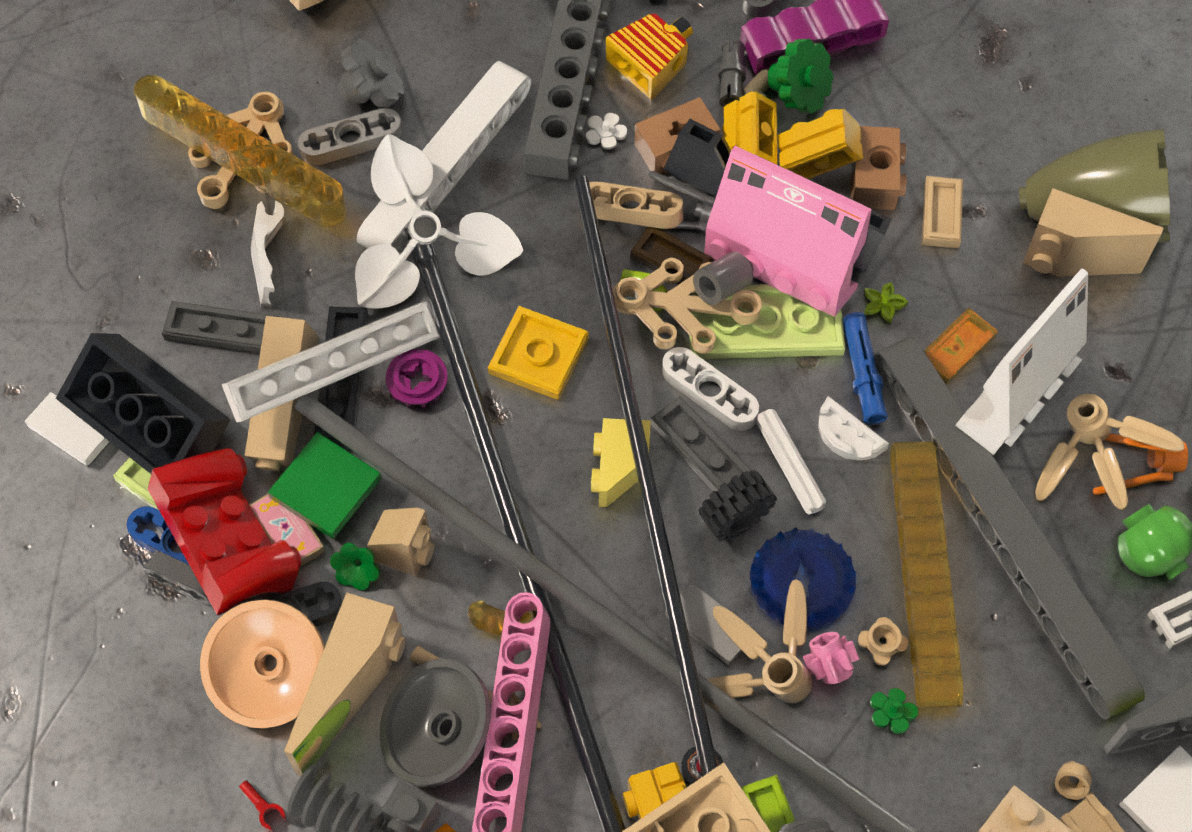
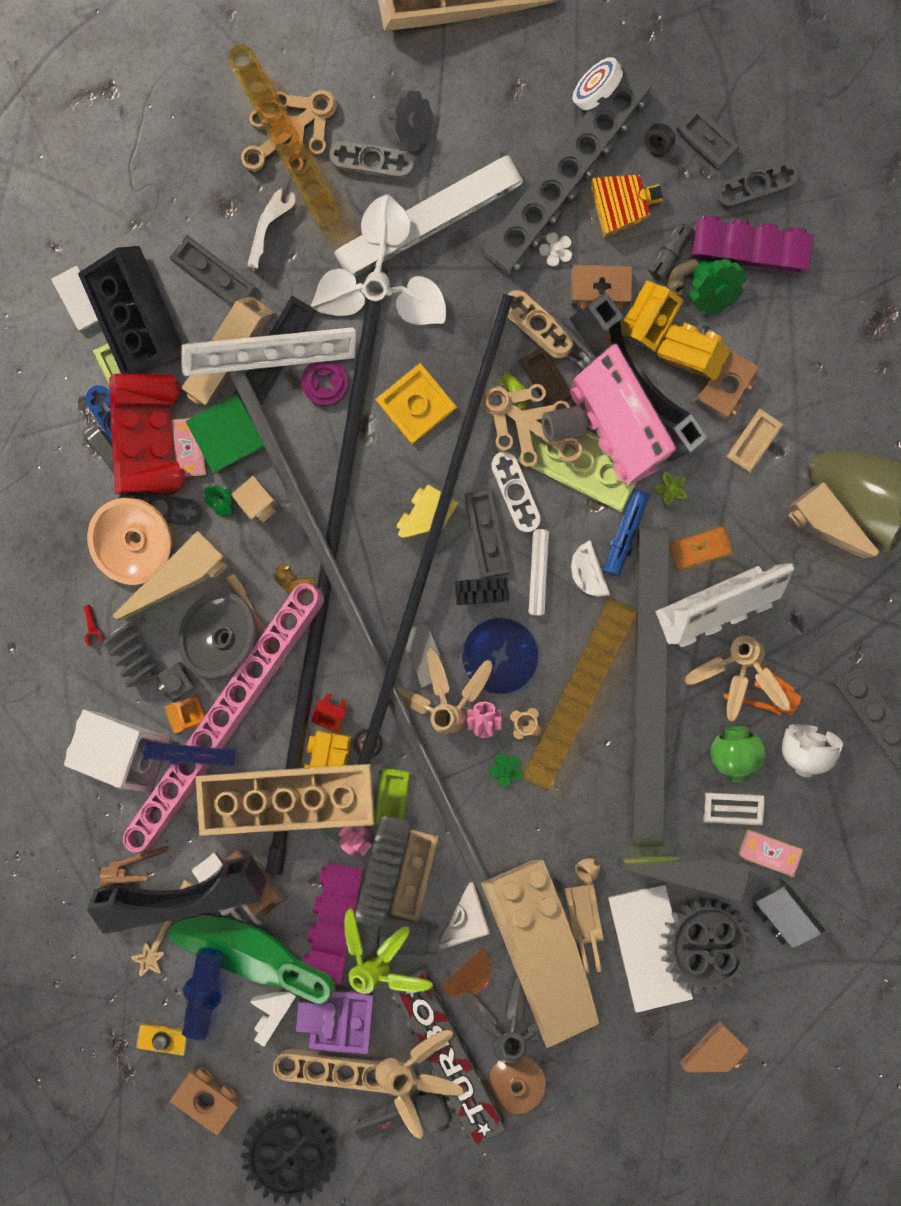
camera: 25 degrees right, 25 degrees up
(632, 753) = (329, 715): none -> red tile

